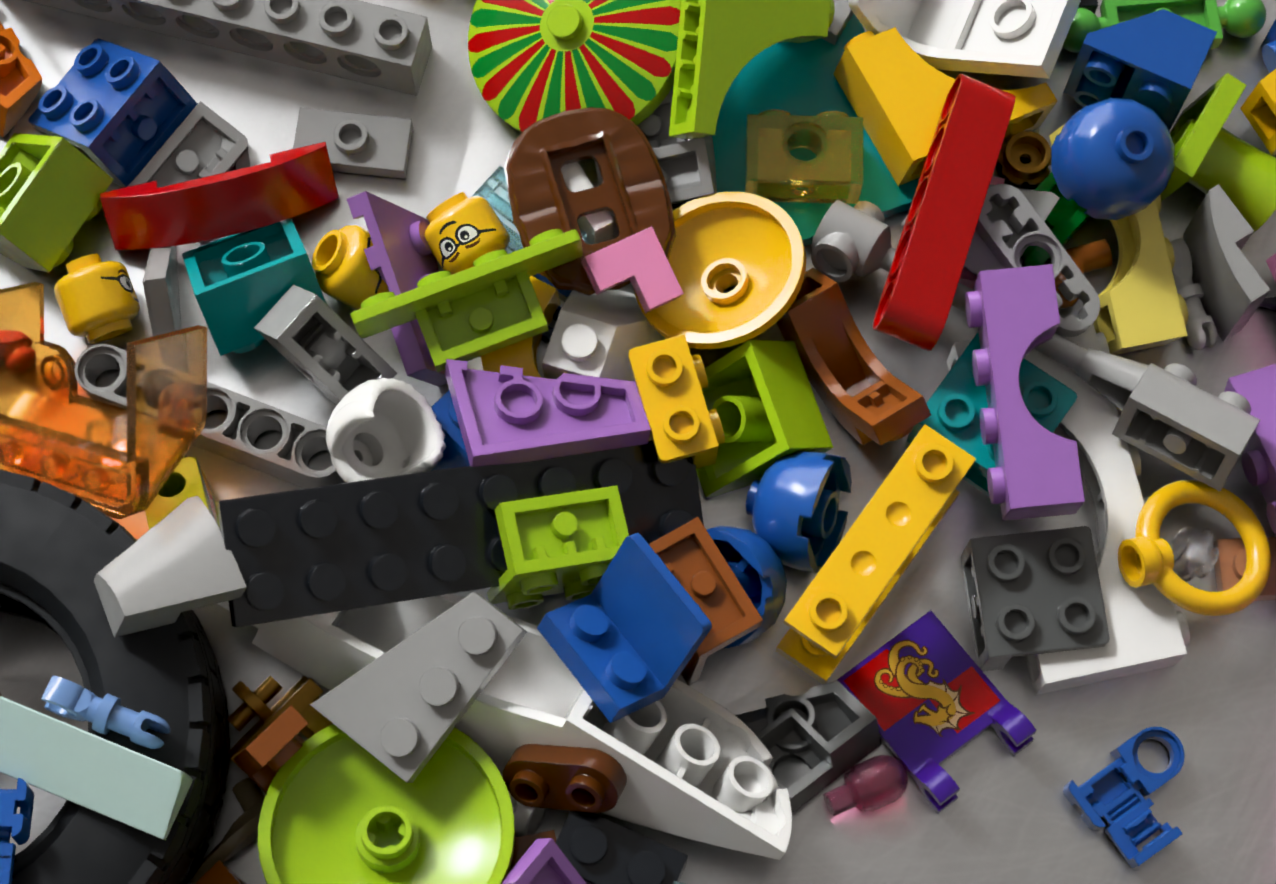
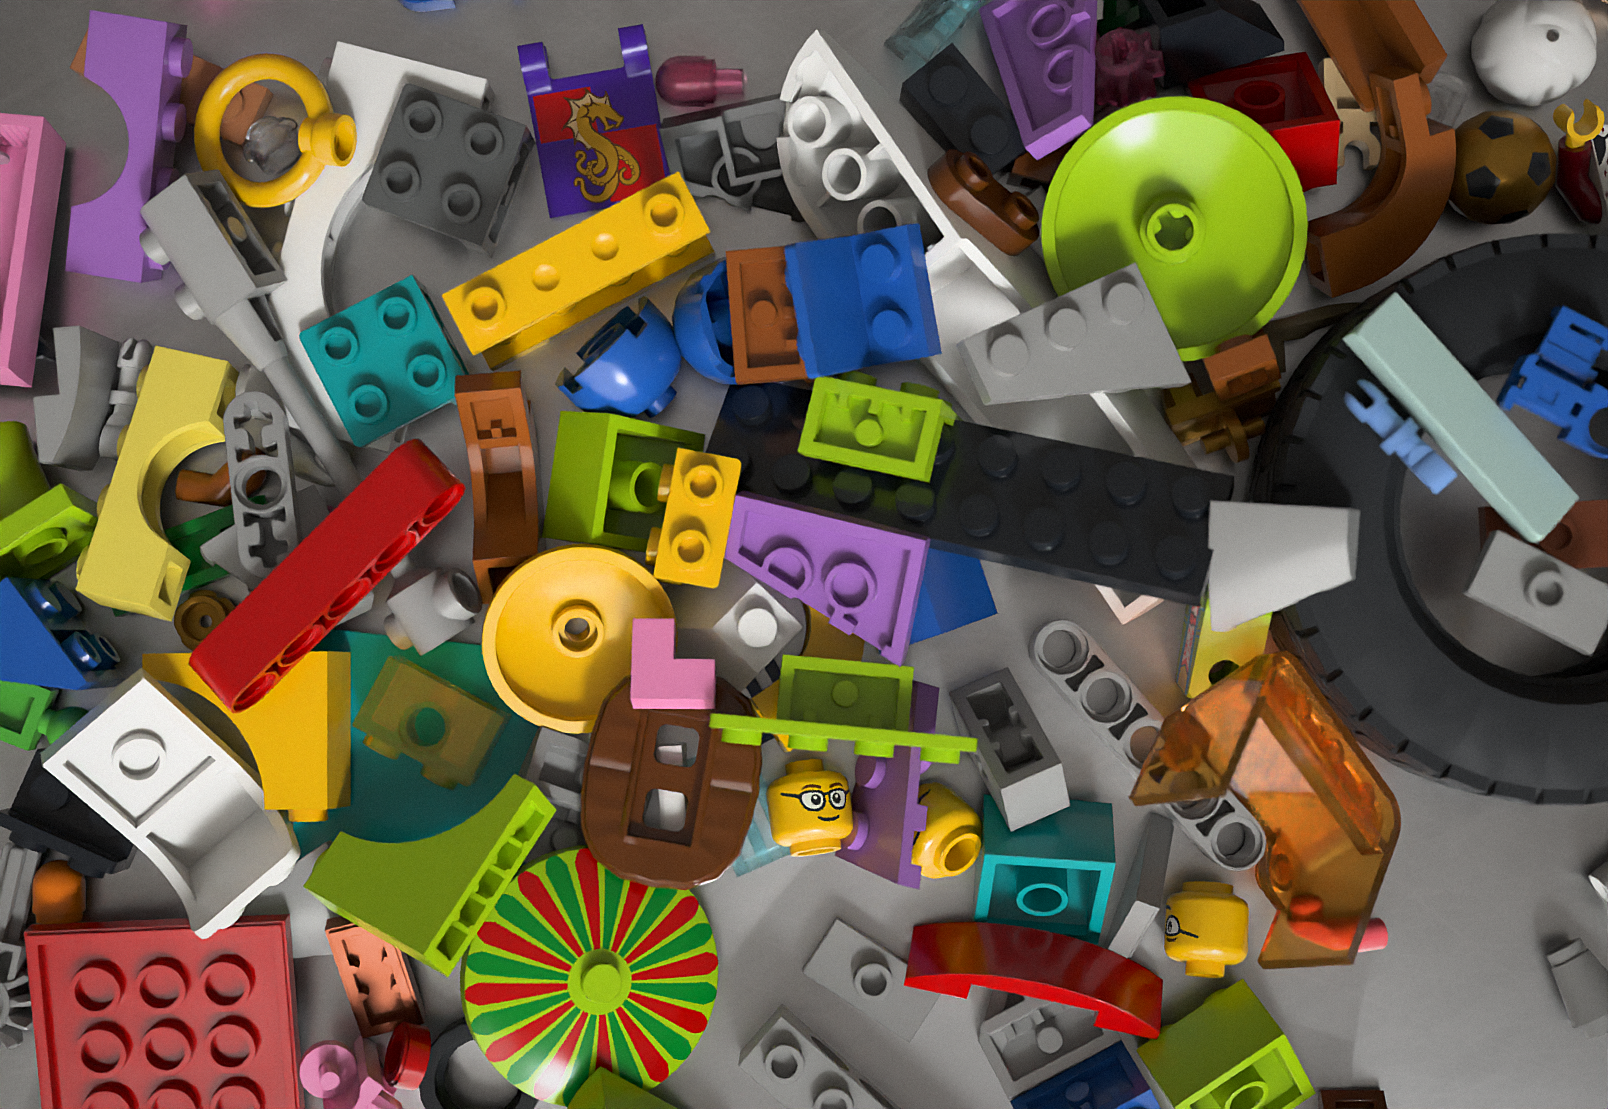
camera: 155 degrees left, 15 degrees up
(383, 432) = (996, 619): white piece -> none
(1034, 468) = (325, 422): medium lavender arch -> none
(1113, 158) = (128, 542): blue cylinder -> none

